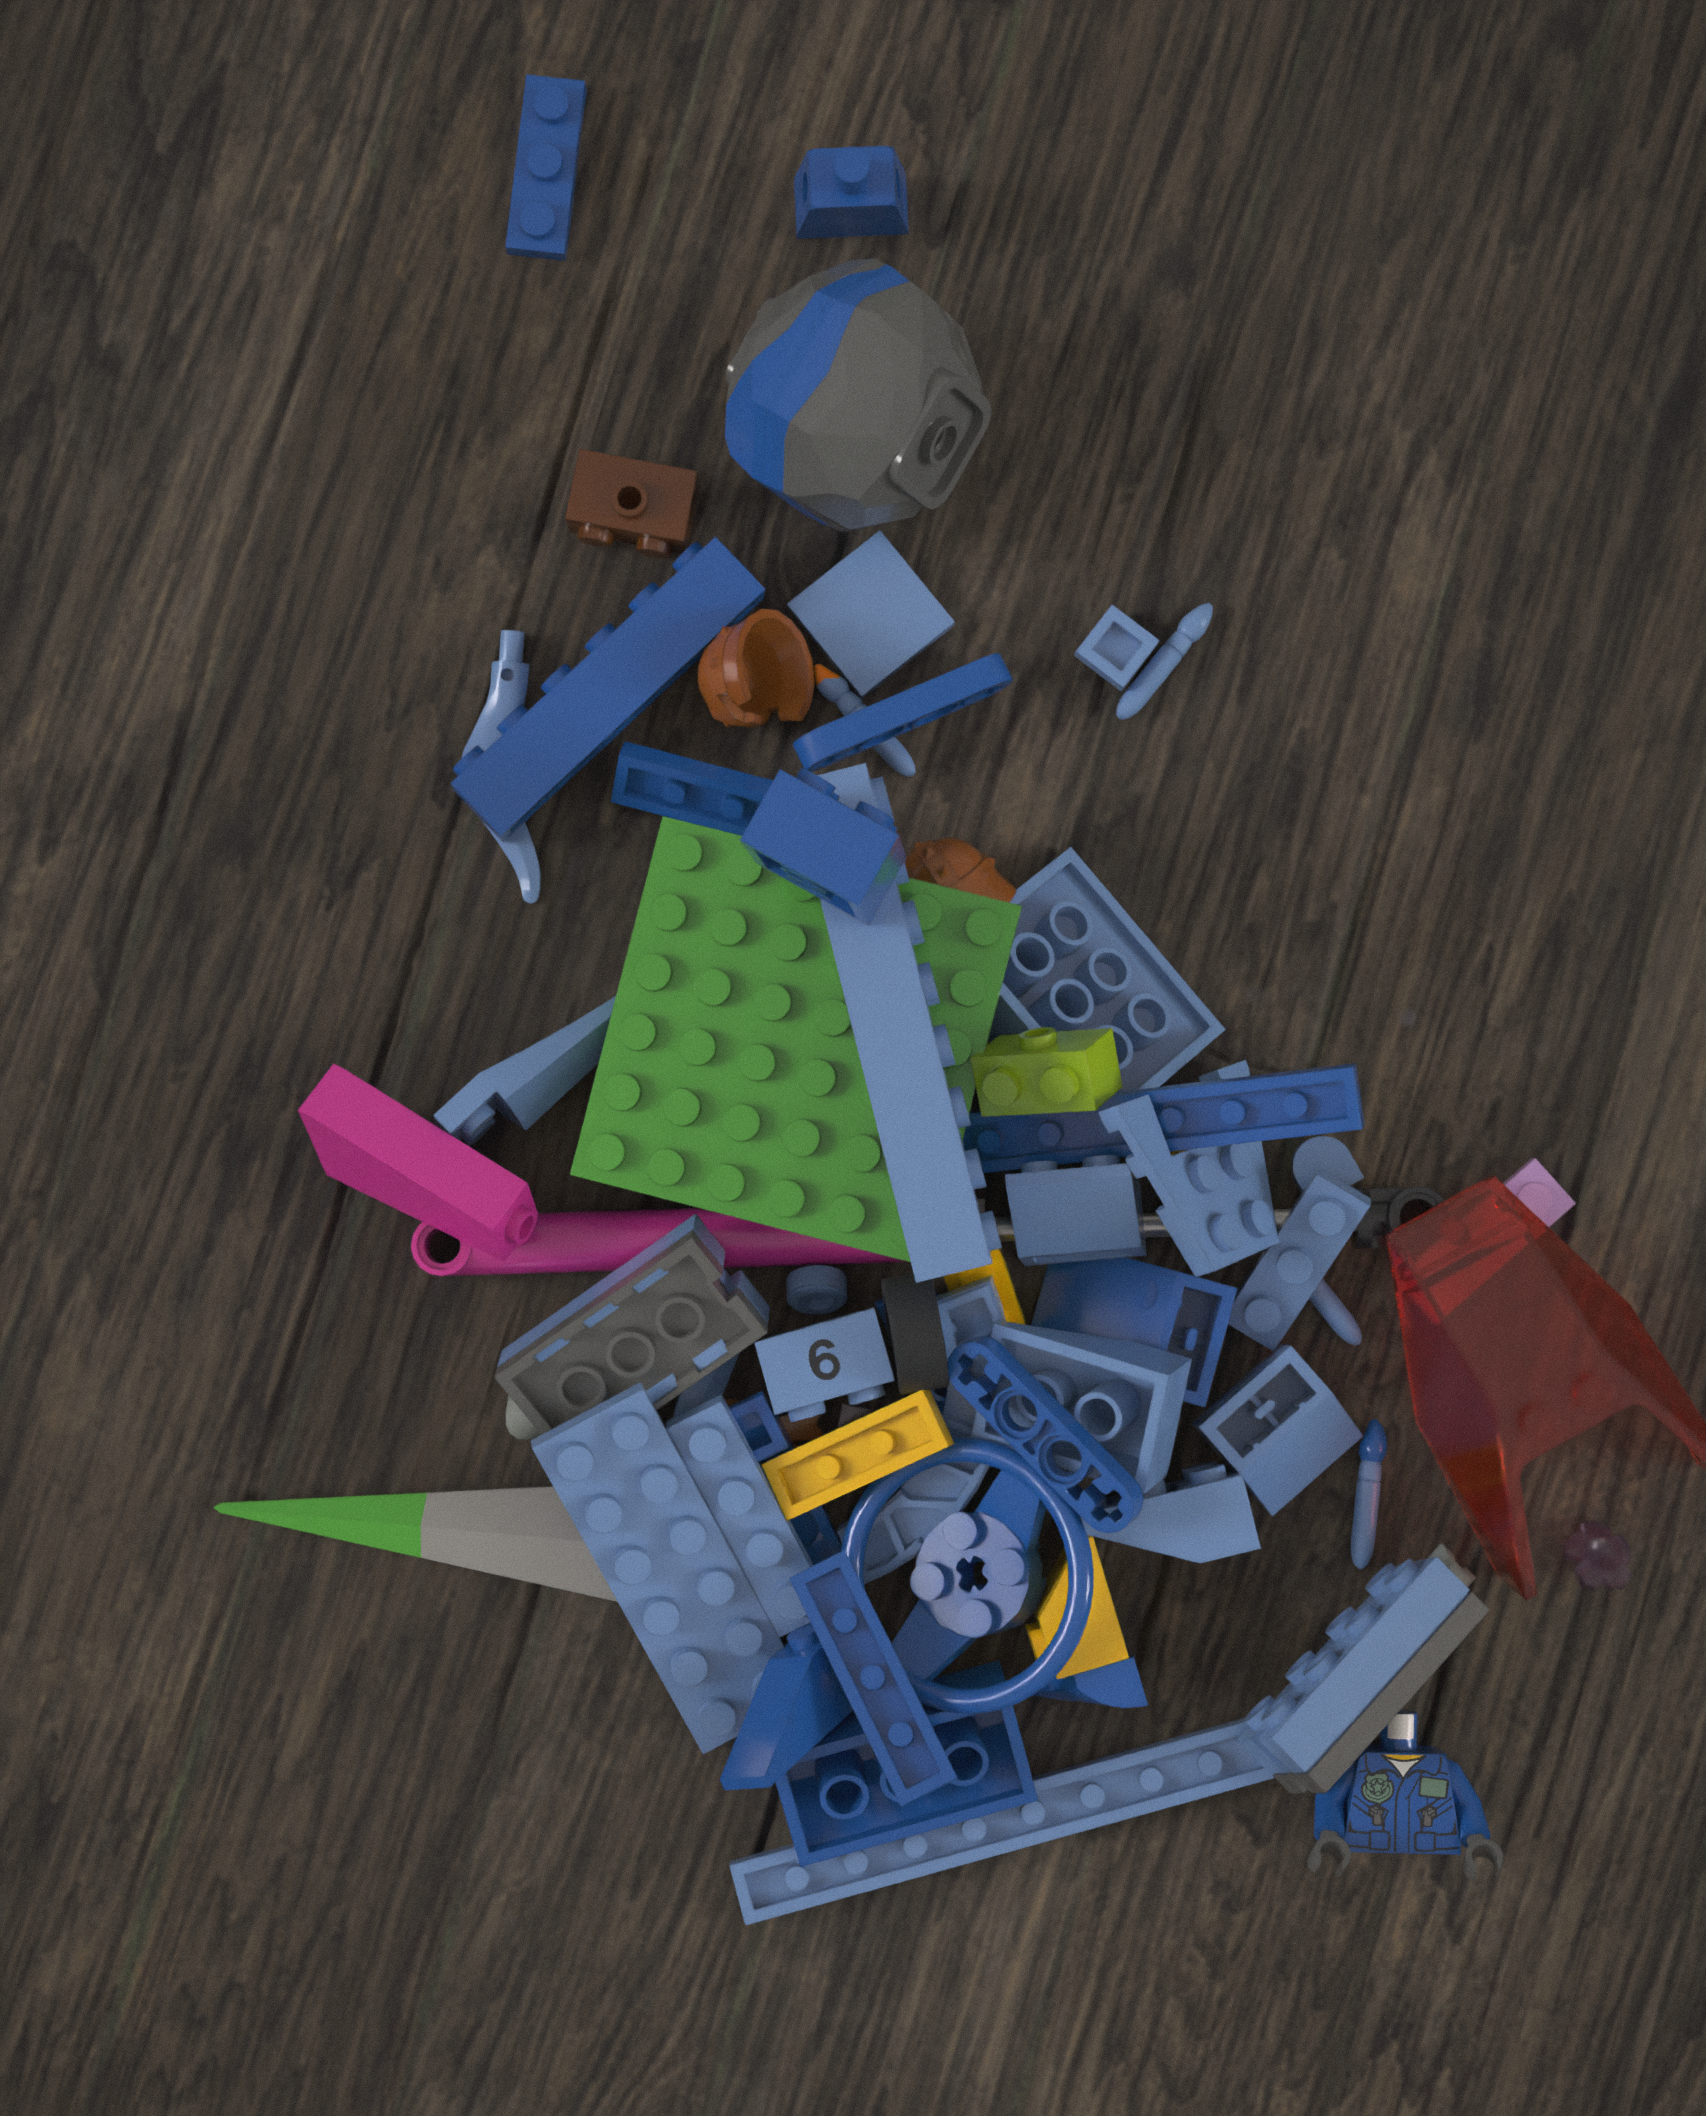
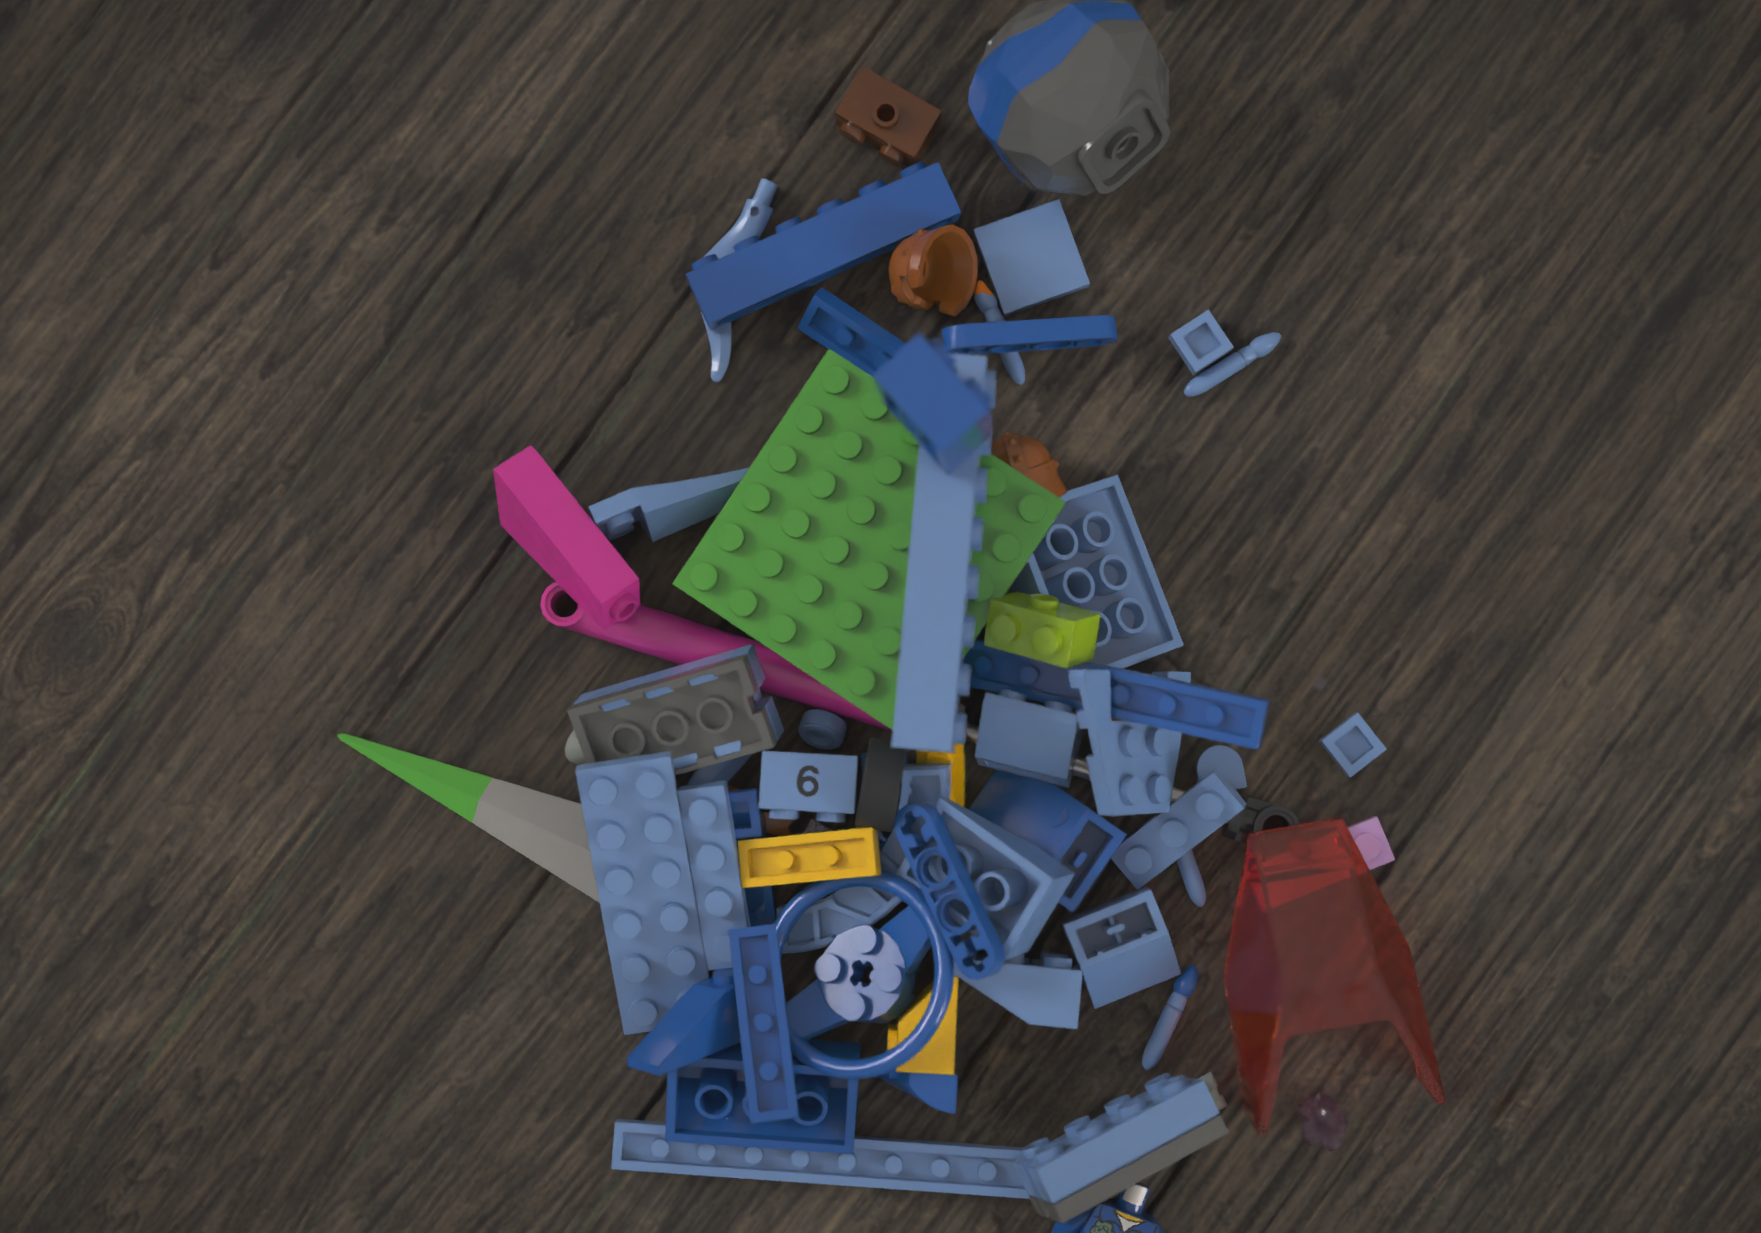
camera: 30 degrees right, 0 degrees up
(1474, 1080) = (1352, 745): none -> medium blue plate

